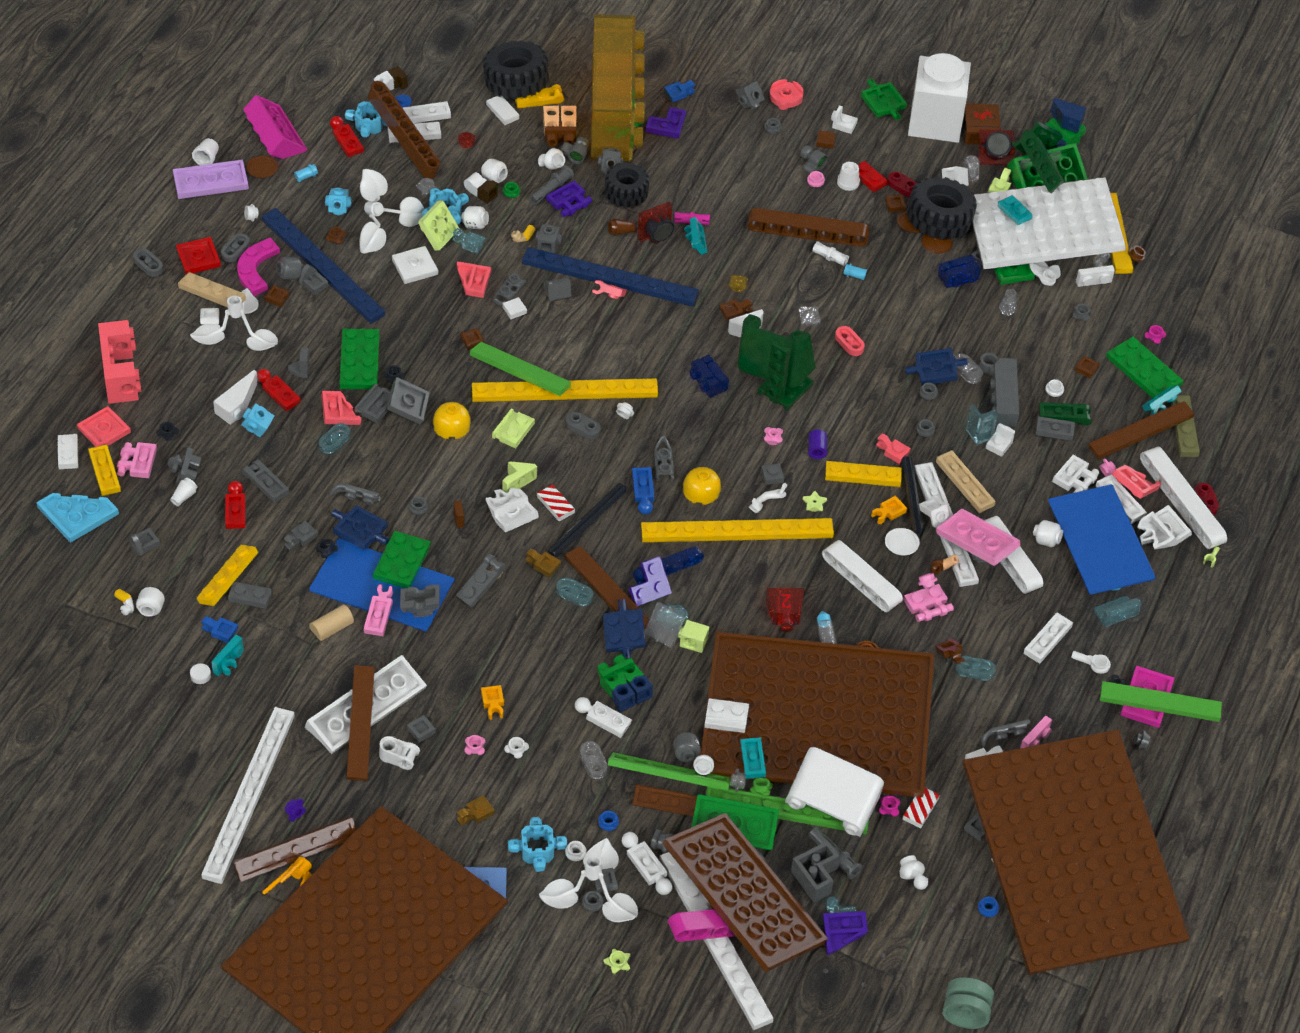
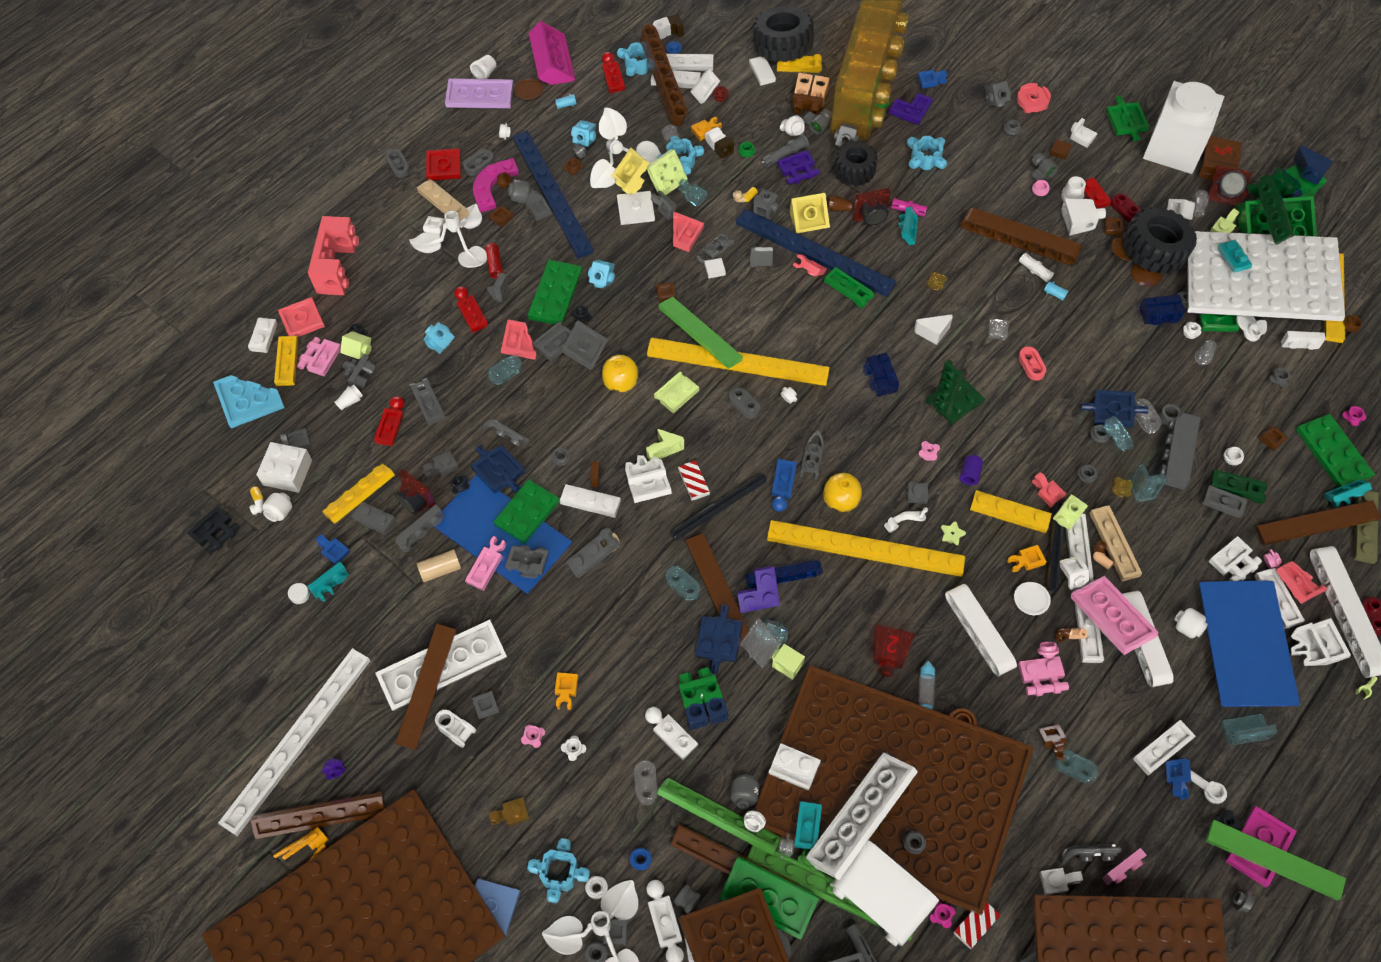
camera: 20 degrees right, 10 degrees up
(86, 633) = (210, 526): none -> black plate
(143, 565) = (284, 467): none -> white brick
(174, 442) = (355, 345): none -> yellowish green brick
(234, 401) = (429, 311): white slope -> none
(268, 260) = (503, 180): none -> reddish brown plate
(284, 339) = (490, 253): none -> red piece
(288, 562) = (413, 493): none -> piece
(302, 593) = (419, 528): none -> dark grey plate
(338, 219) = (579, 151): none -> dark grey plate
(401, 229) = (629, 172): none -> light yellow plate
(408, 327) = (601, 273): none -> medium azure brick
(446, 256) = (665, 204): none -> dark grey plate
(449, 134) = (705, 86): none -> white plate
(458, 176) = (700, 128): none -> light orange plate
(460, 539) = (590, 500): none -> white plate
(475, 217) = (704, 171): white head -> none
(494, 170) = (735, 128): white head -> none
(543, 563) = (662, 546): pearl gold plate -> none
(594, 239) = (809, 213): none -> light yellow slope
(654, 303) = (849, 287): none -> green plate
(693, 154) = (926, 143): none -> medium azure piece
(734, 309) = (926, 309): reddish brown plate -> none
(756, 348) = (936, 351): dark green windscreen -> none
(798, 734) = (861, 815): none -> white arch
(850, 745) = (914, 836): none -> dark grey plate
(861, 198) = (1081, 215): none -> white torso
(917, 464) = (1070, 512): none -> yellowish green brick
(949, 391) = (1118, 432): none -> clear light blue plate
(954, 495) = (1099, 554): none -> arm
(960, 433) = (1122, 492): none -> clear yellow plate
(991, 285) = (1191, 330): none -> white plate
(1001, 440) = (1163, 503): white bracket -> none
(1064, 657) = (1179, 773): none -> blue plate
(1101, 259) = (1310, 324): clear arm -> none

